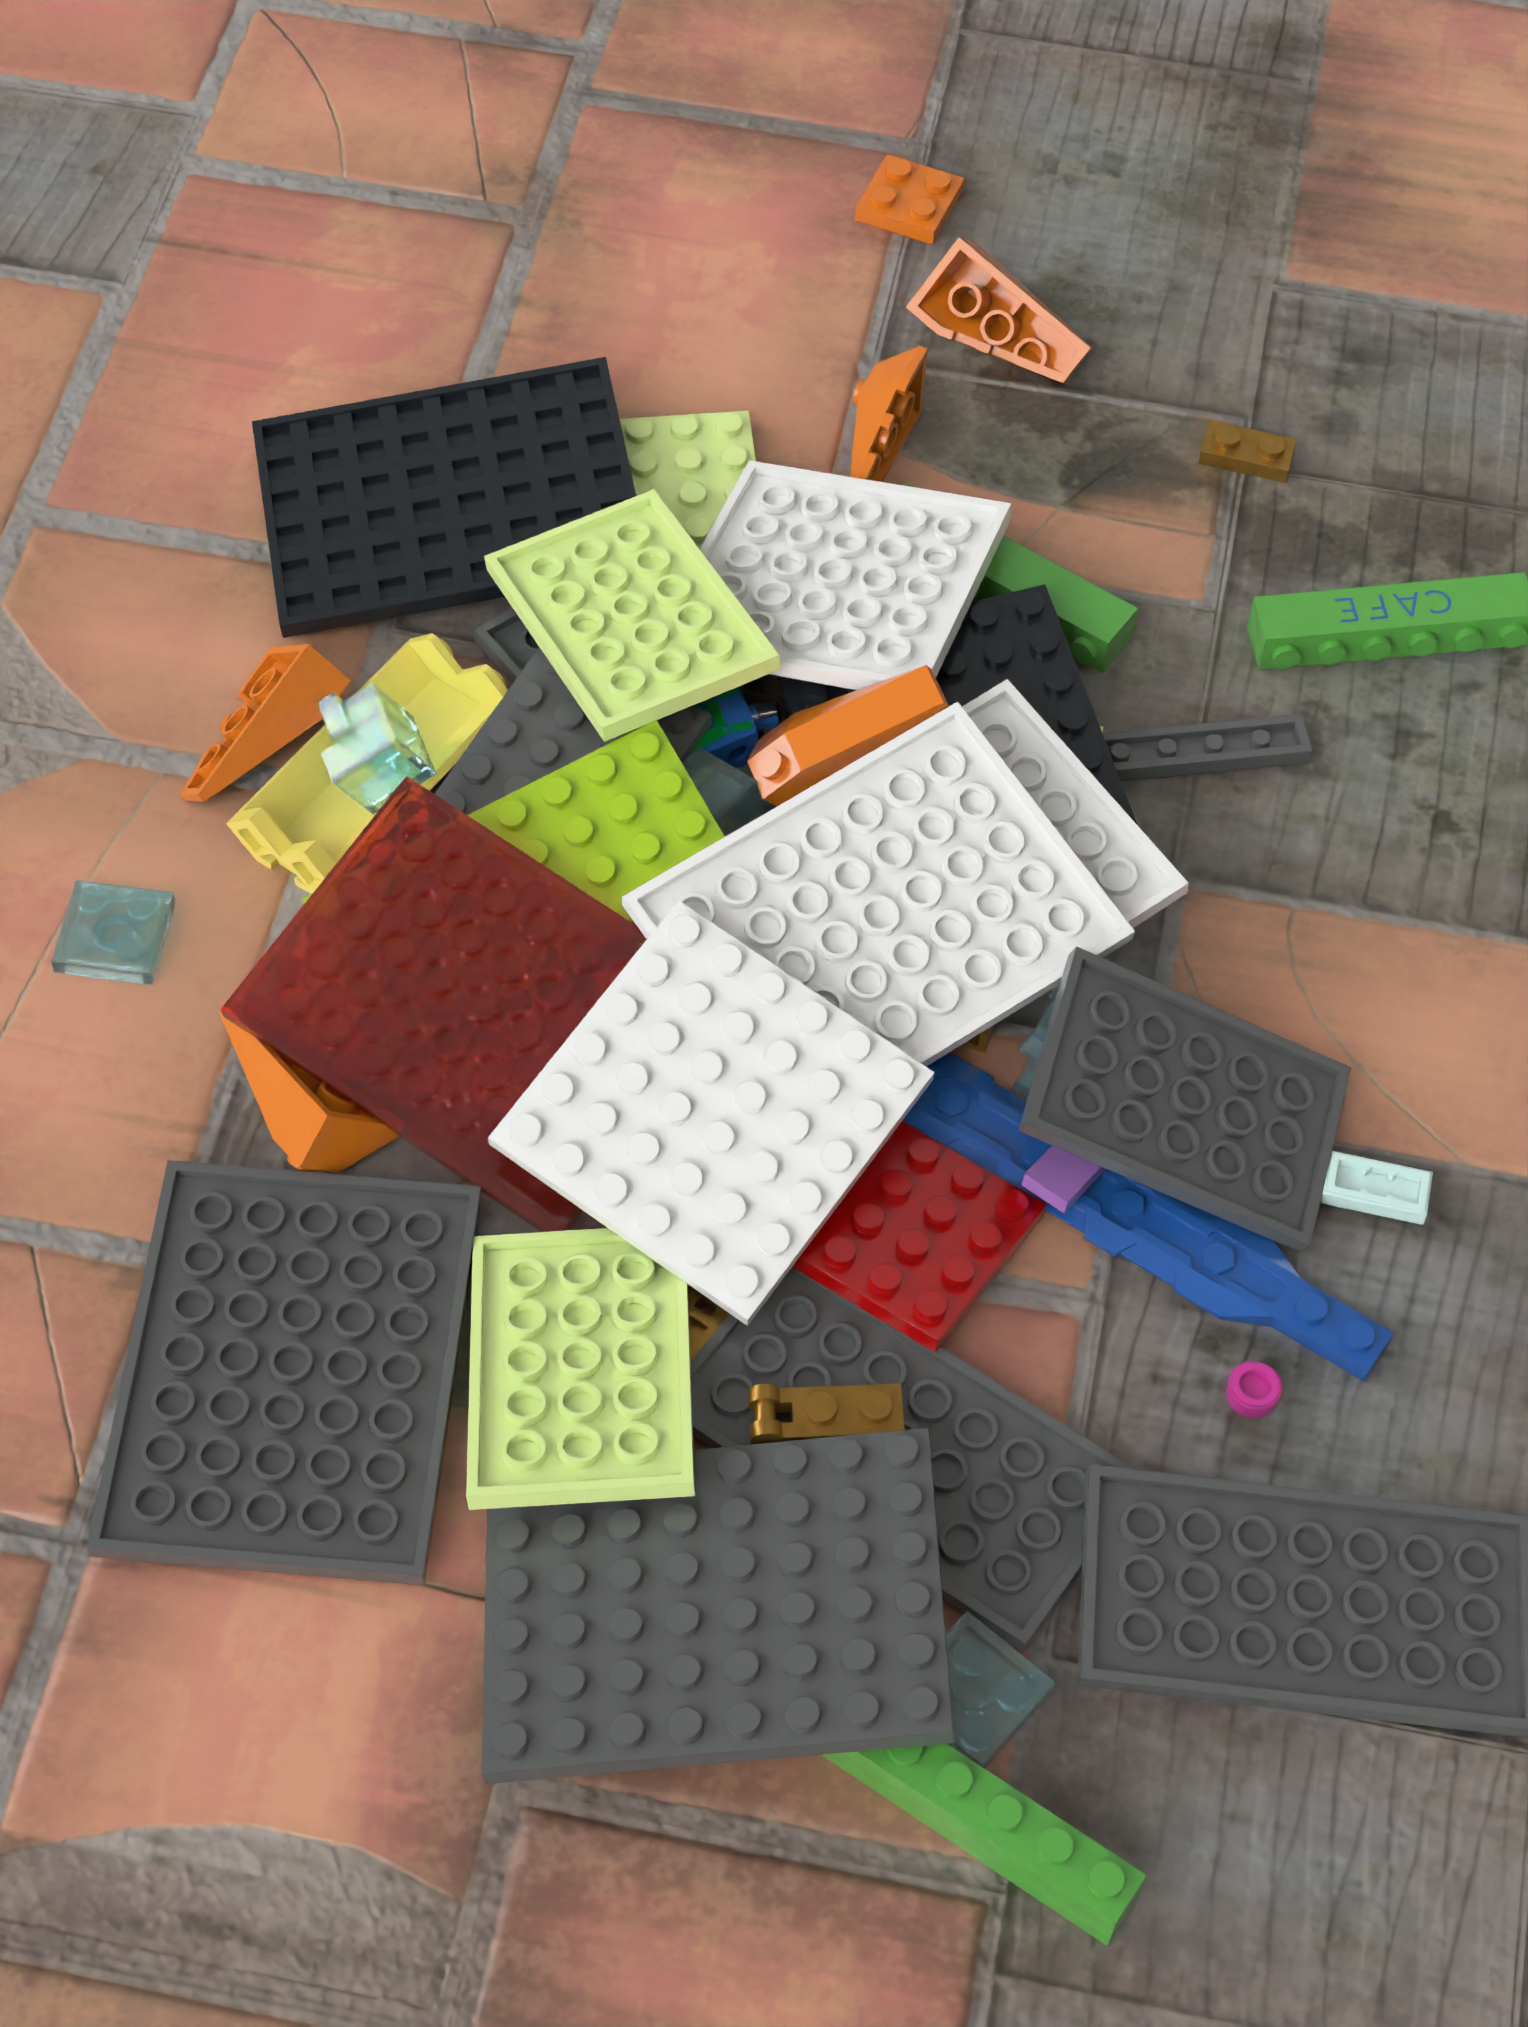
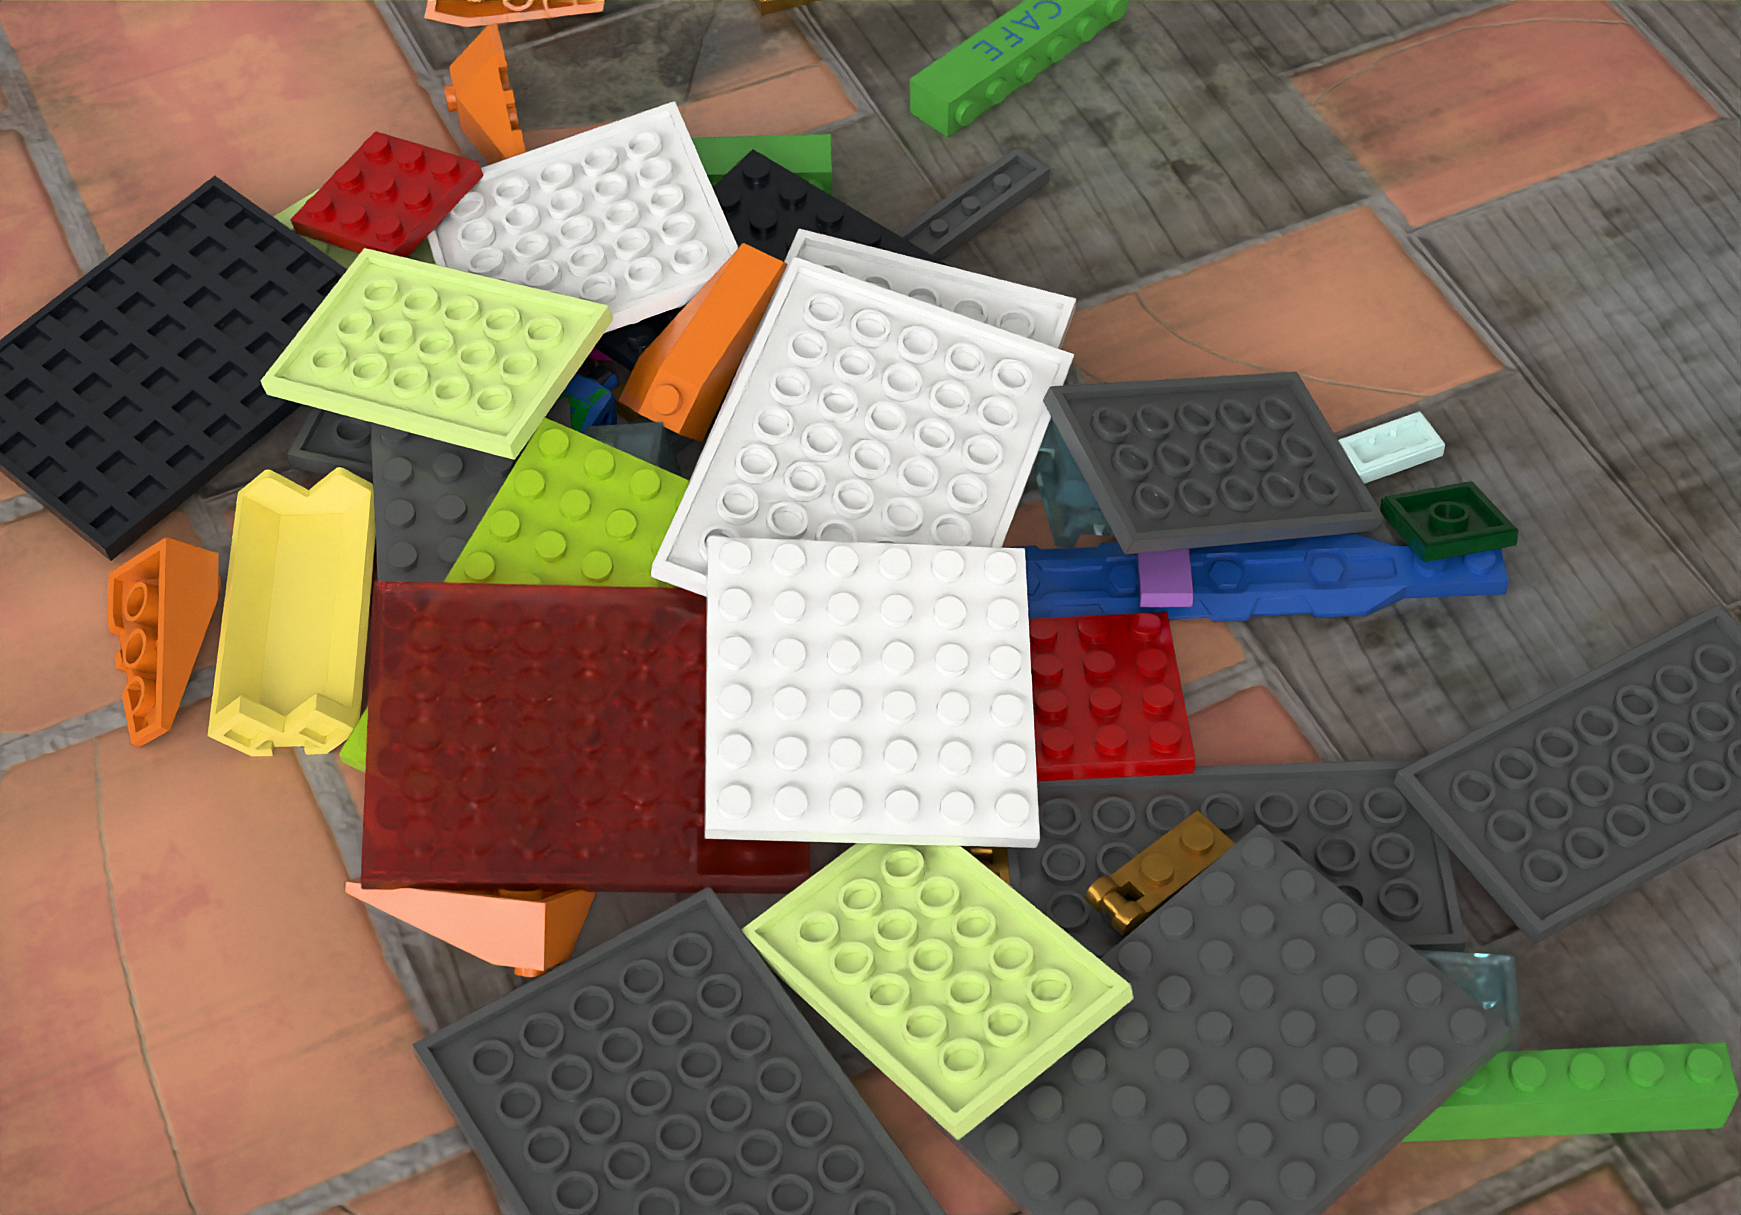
camera: 35 degrees left, 5 degrees down
(113, 932) = (175, 893): clear light blue plate -> none
(373, 746) = (303, 589): clear light blue plate -> none
(722, 454) = (387, 196): none -> red plate
(1254, 1389) = (1439, 649): dark pink tile -> none
(1361, 1285) = (1448, 521): none -> dark green tile

